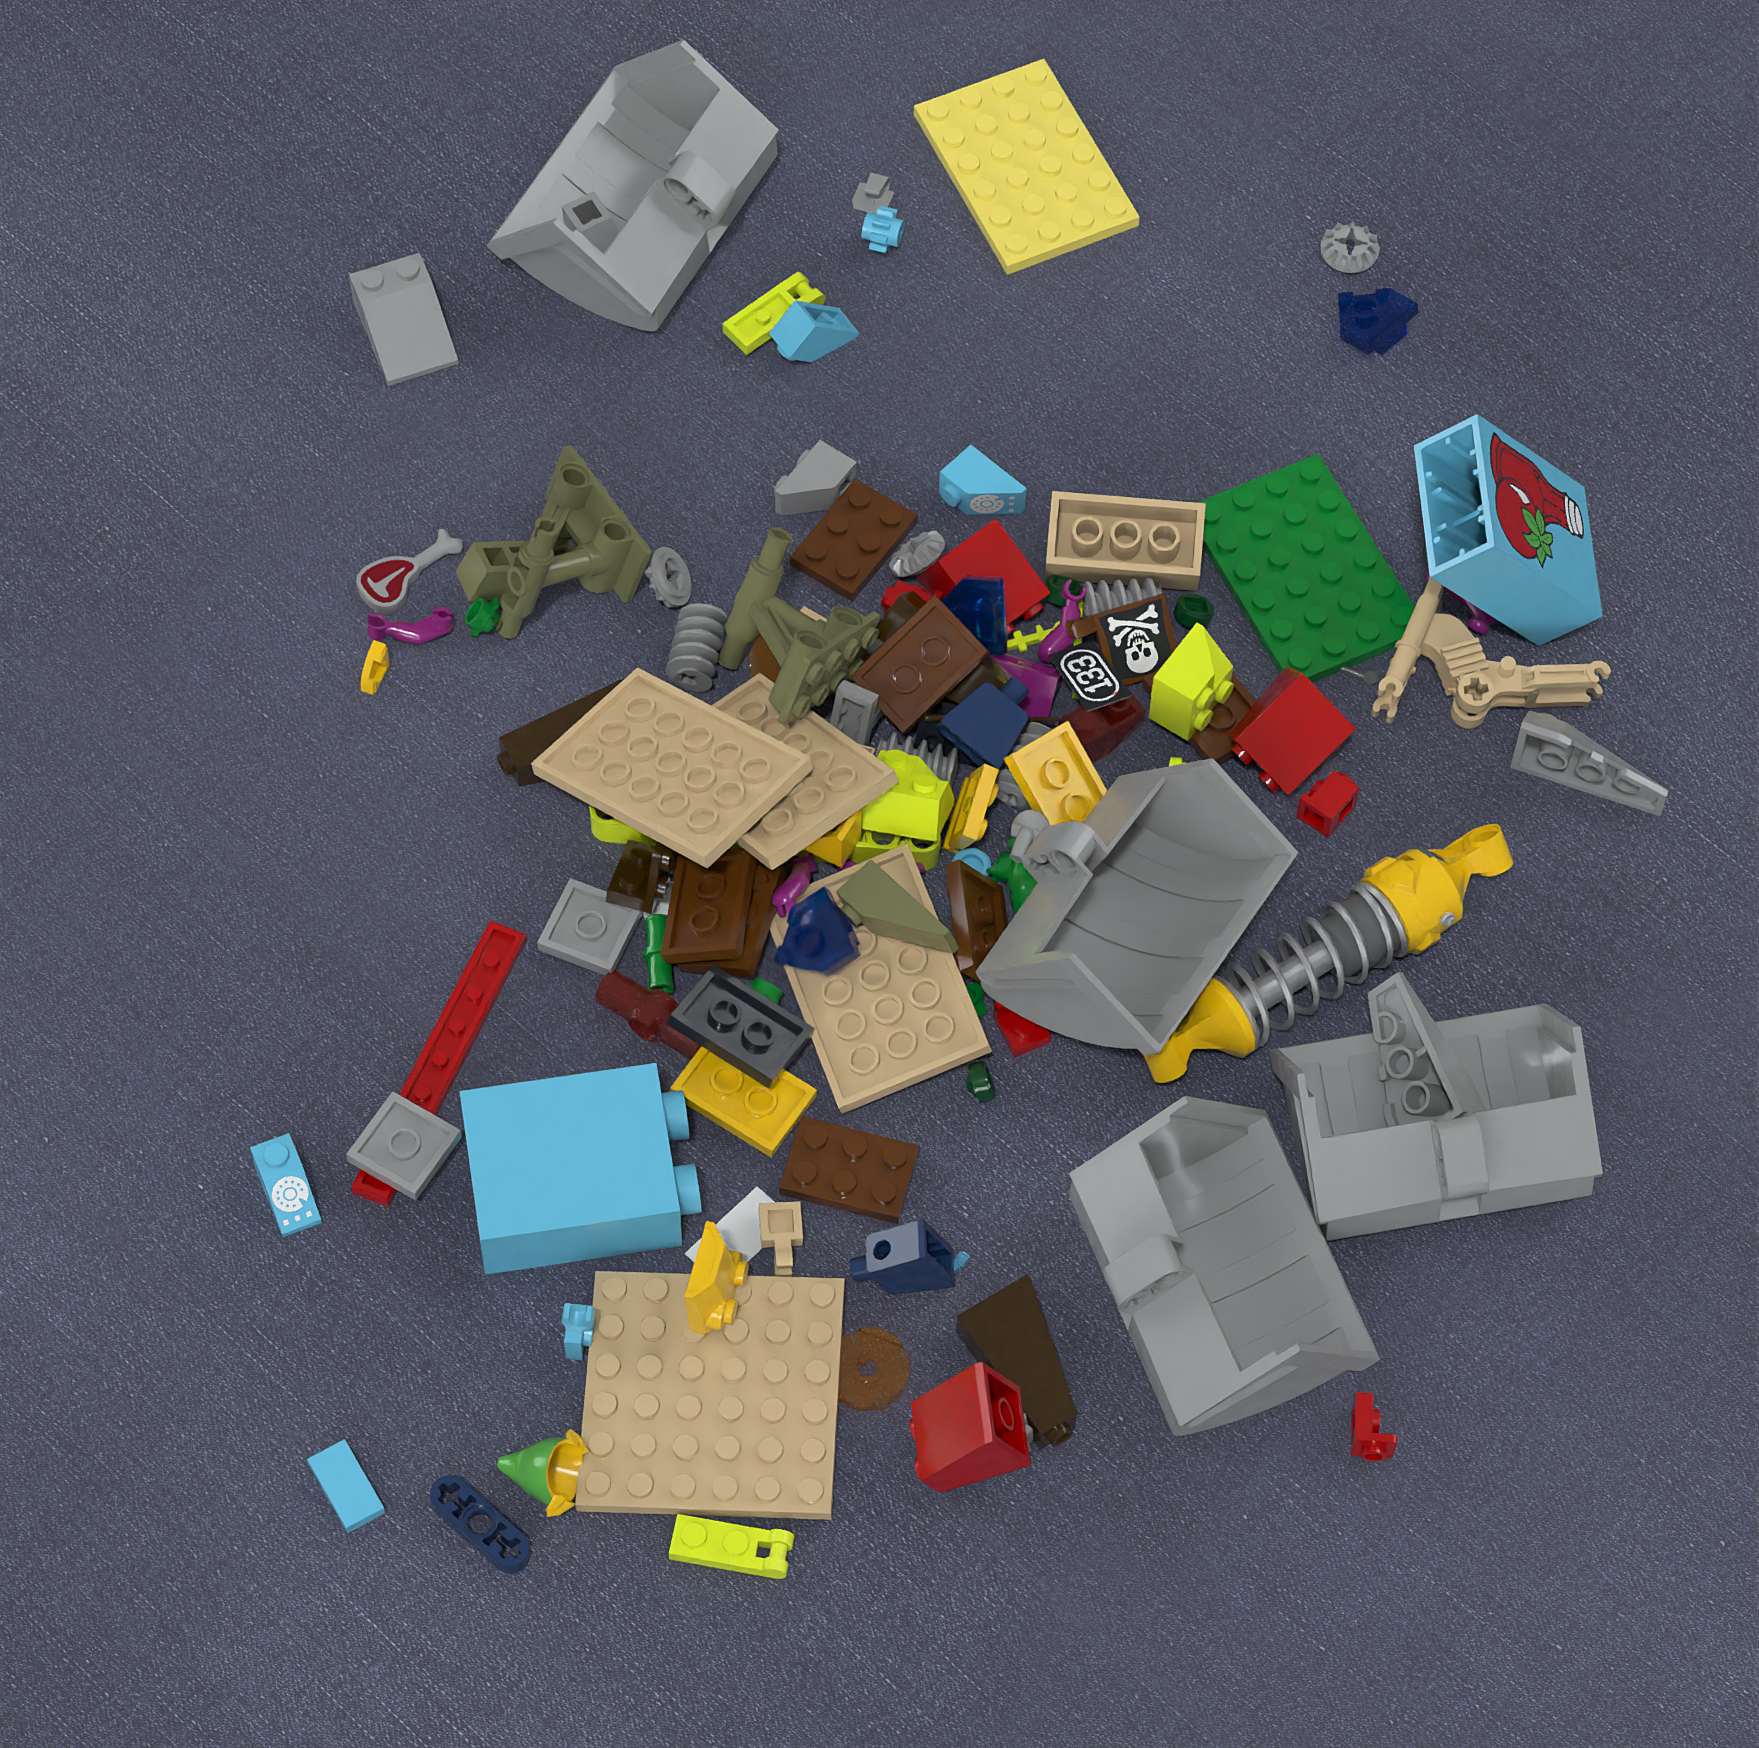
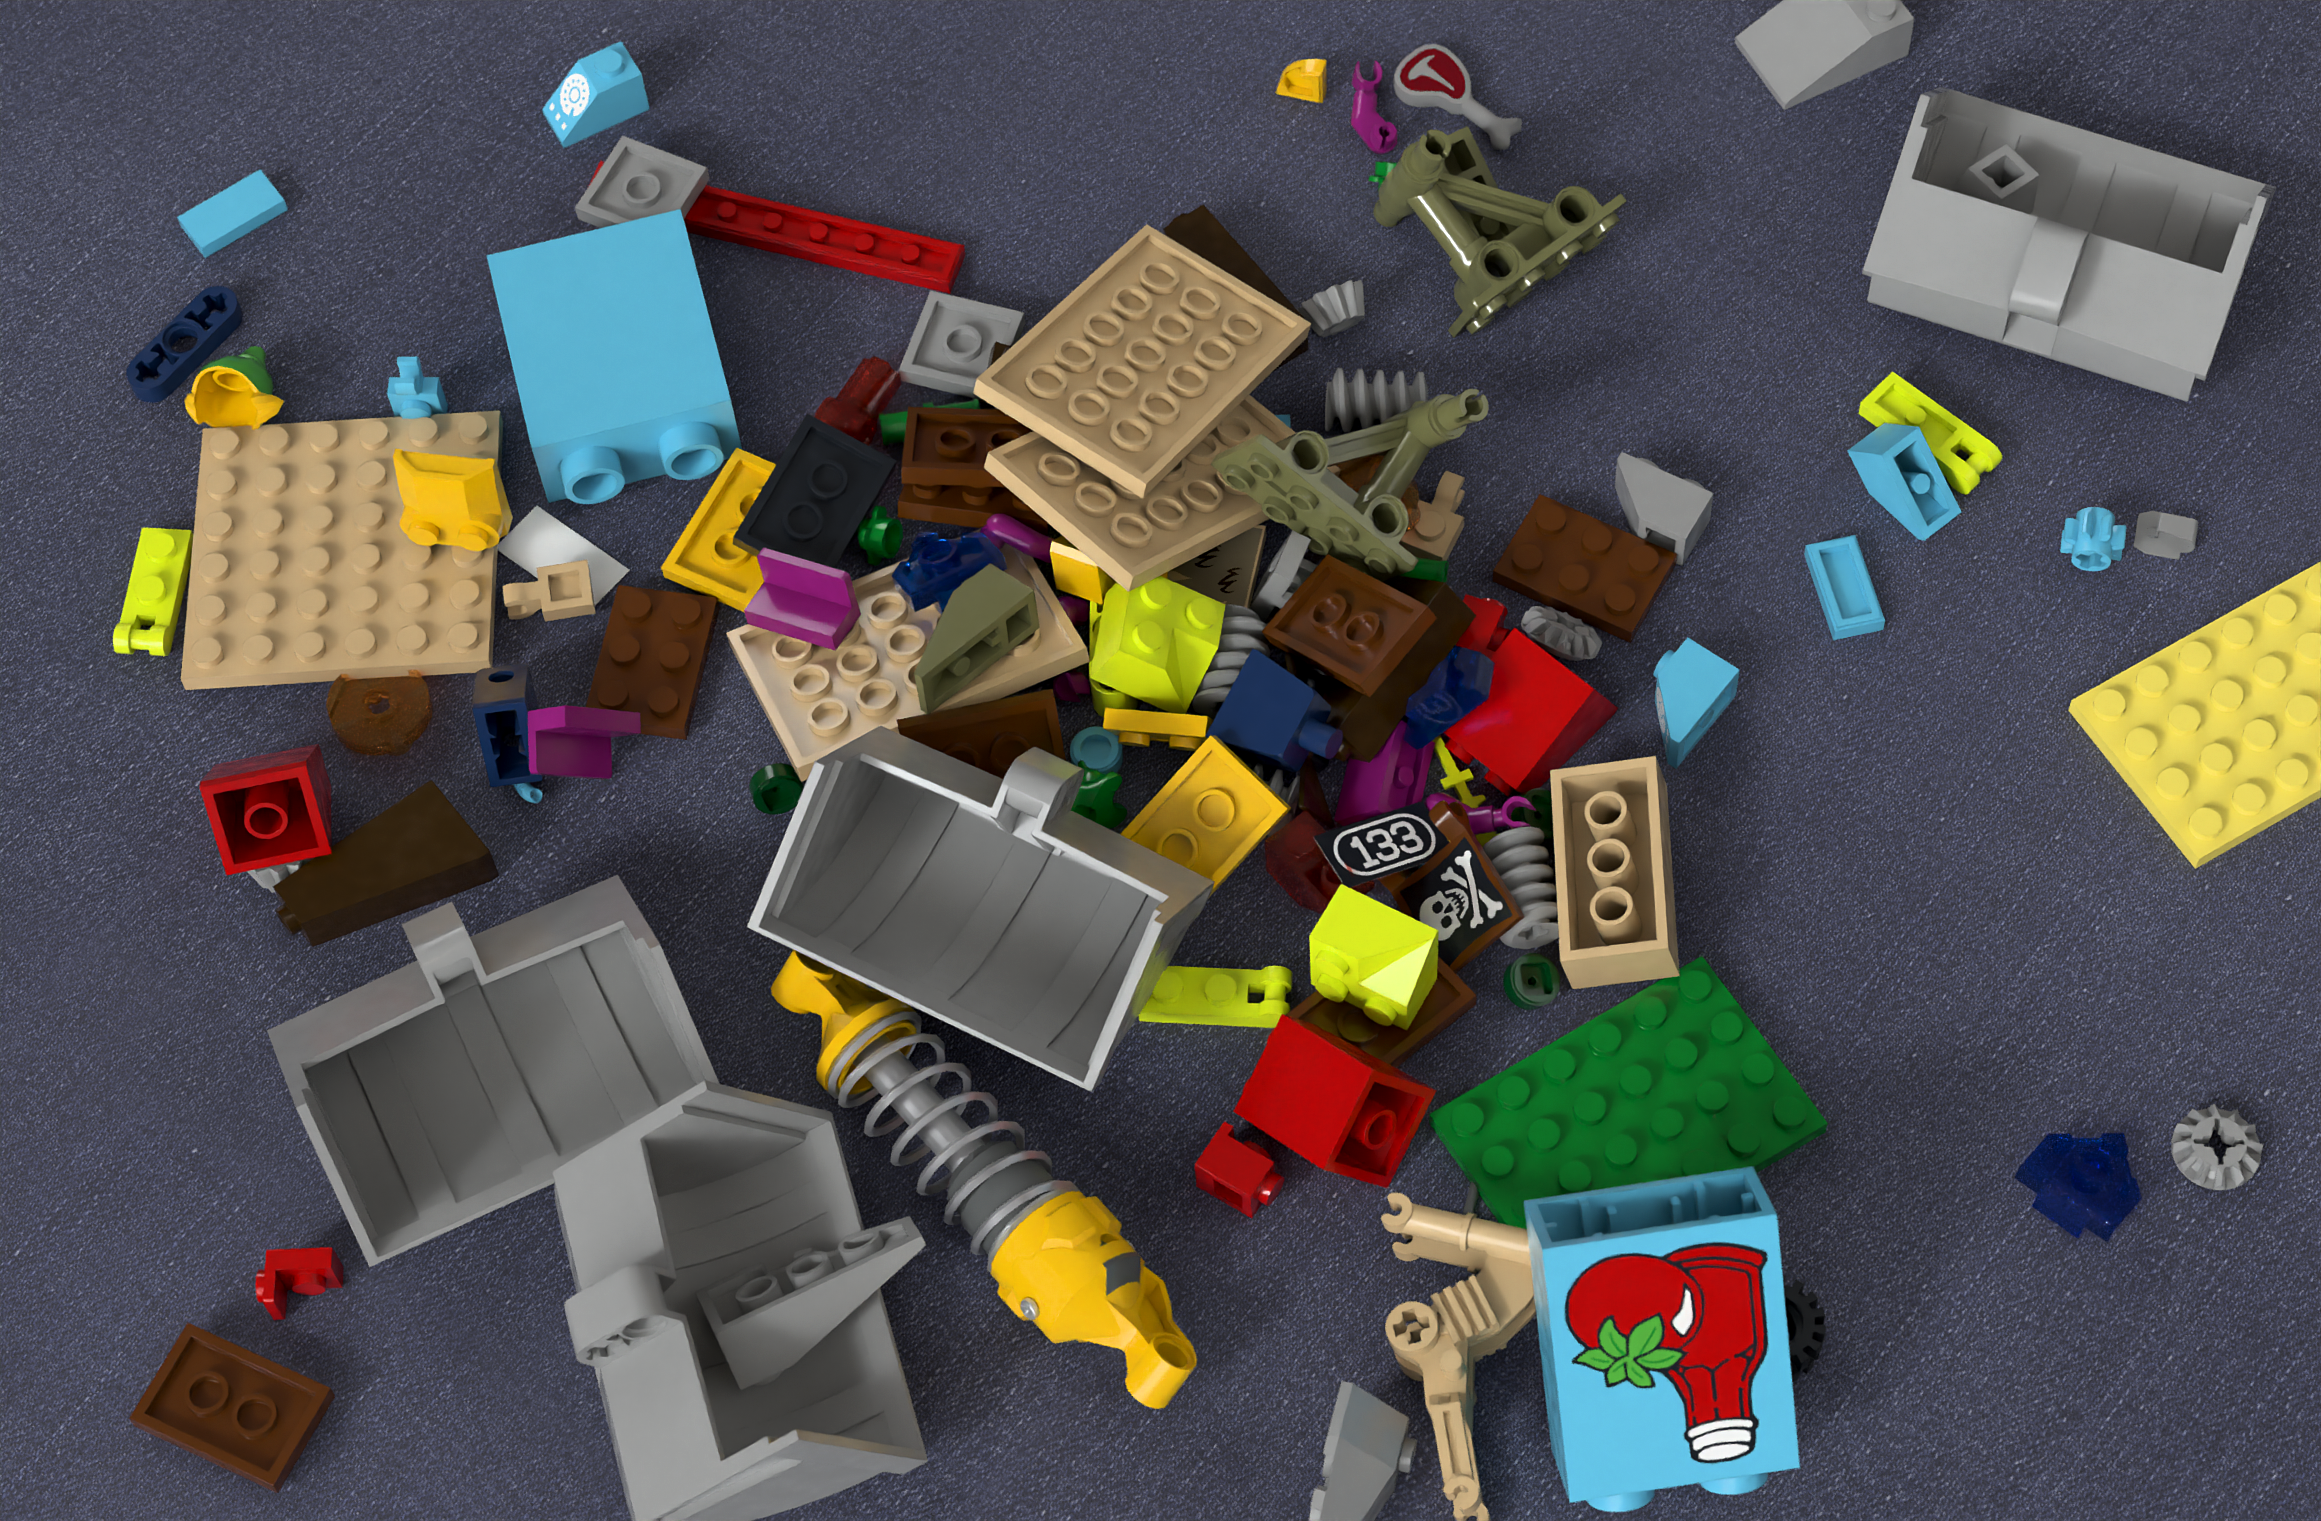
camera: 90 degrees right, 0 degrees up
(603, 664) = (1335, 308): none -> light grey piece
(676, 589) = (1476, 334): light grey gear -> none
(830, 1042) = (803, 600): none -> magenta panel
(892, 385) = (1844, 587): none -> medium azure tile
(929, 1199) = (576, 740): none -> magenta panel
(1026, 829) = (1128, 789): light grey plate -> none
(1468, 1478) = (232, 1407): none -> reddish brown plate

